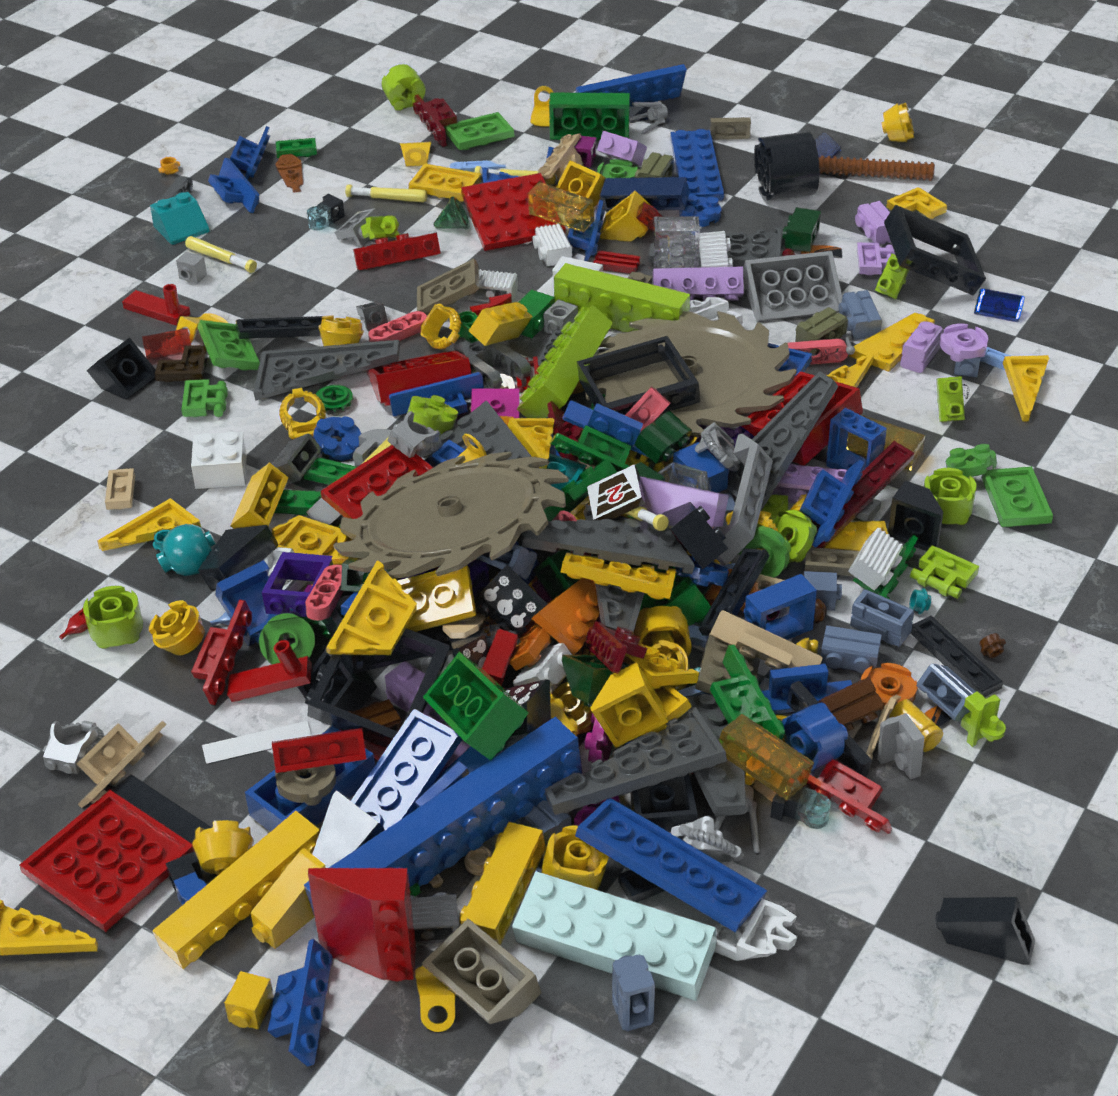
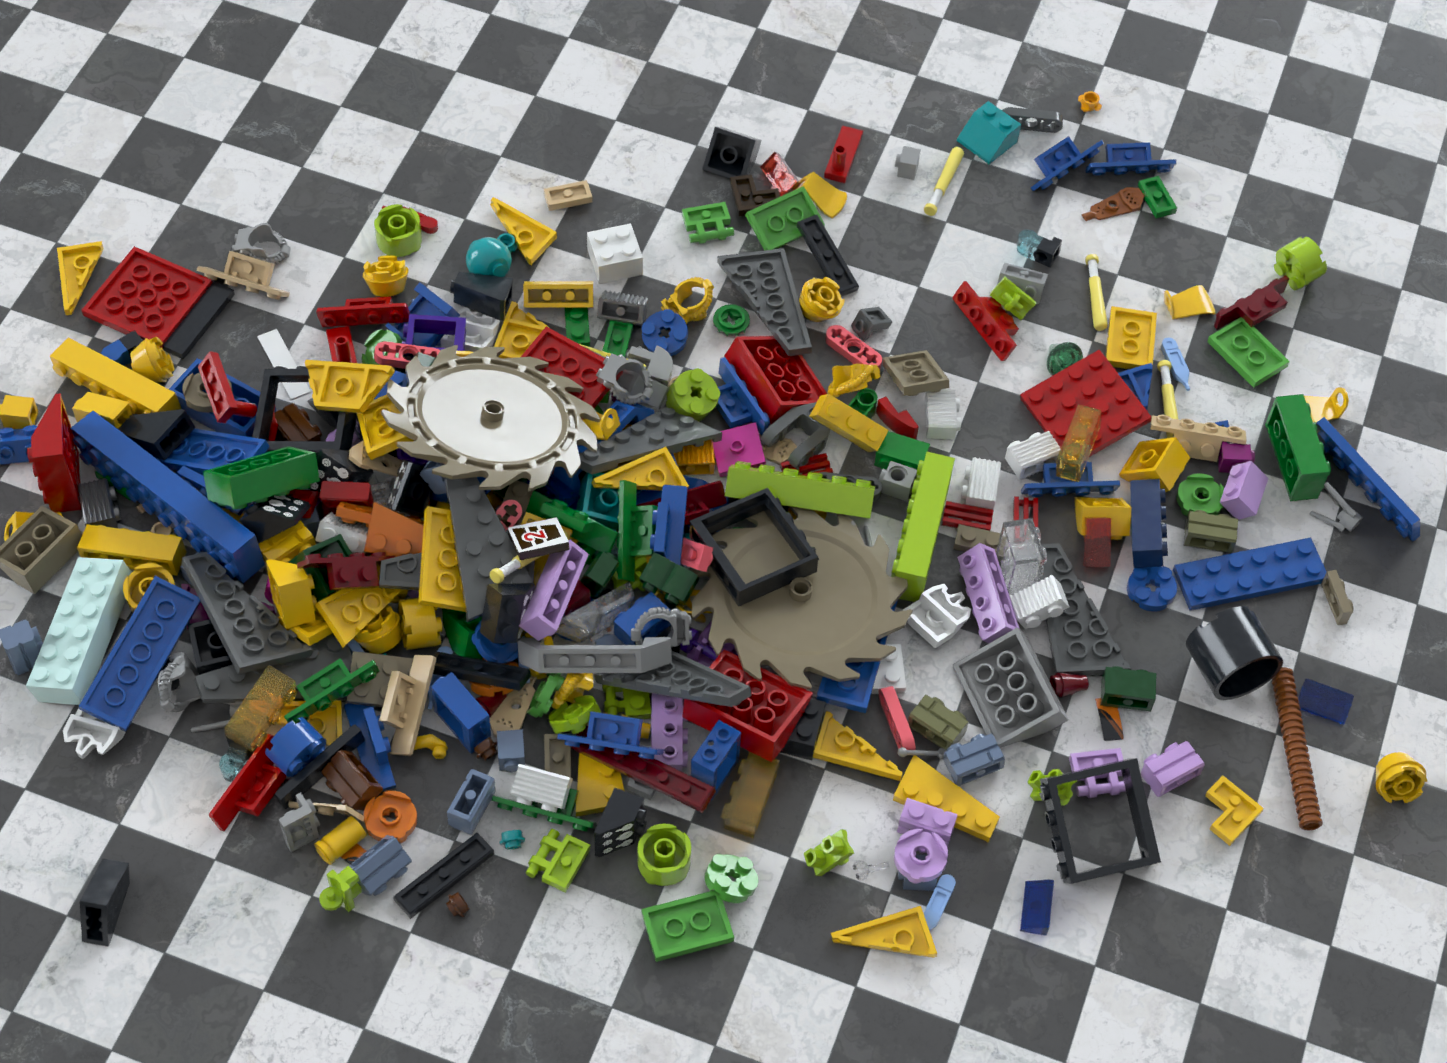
camera: 75 degrees right, 15 degrees up
(850, 649) = (432, 781): sand blue brick -> none

